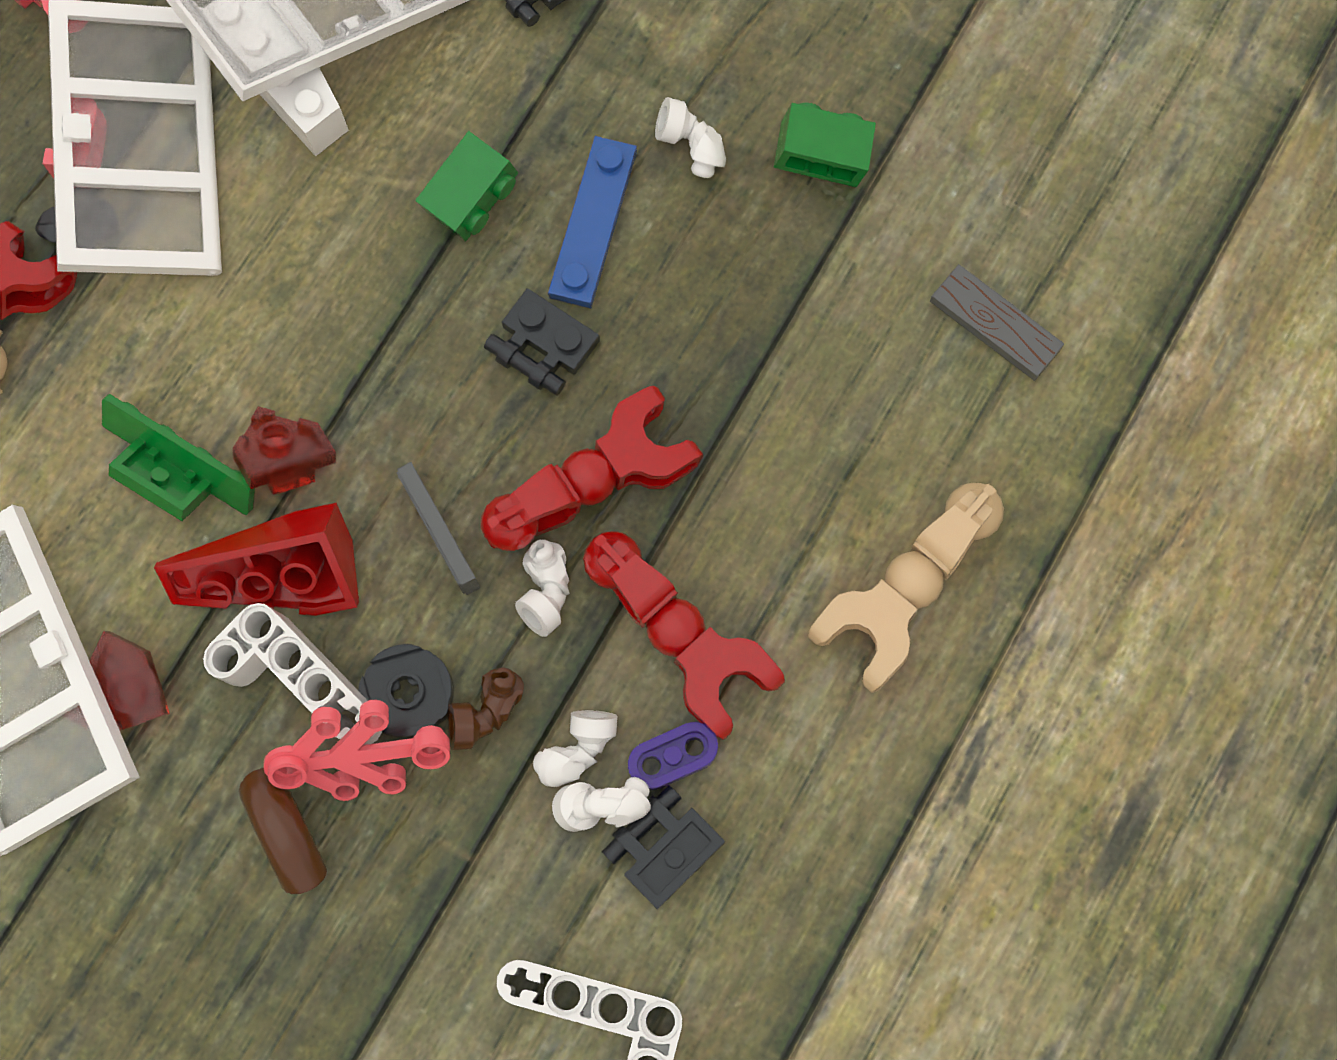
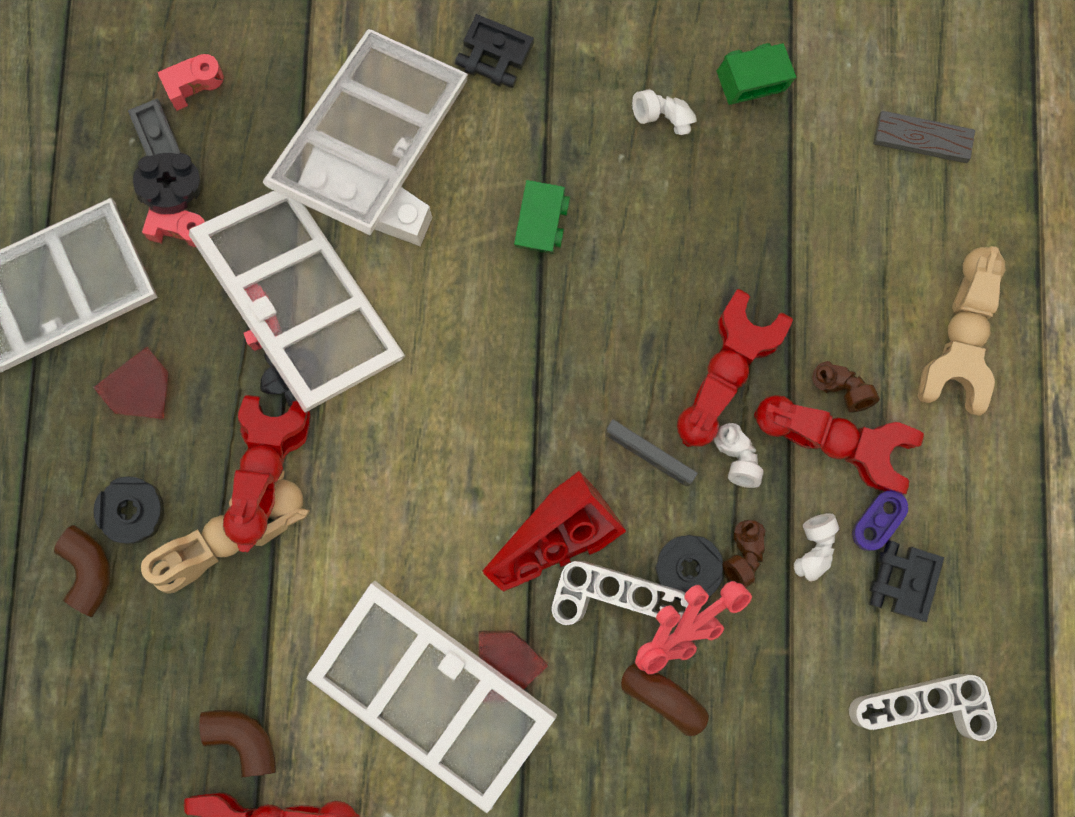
camera: 30 degrees left, 5 degrees up
(168, 467) = (450, 504): green bracket -> none
(281, 452) = (519, 454): clear red plate -> none
(548, 331) = (644, 287): black plate -> none
(581, 805) = (841, 583): white arm -> none
(592, 222) = (631, 199): blue plate -> none
(716, 555) = (835, 378): none -> reddish brown arm

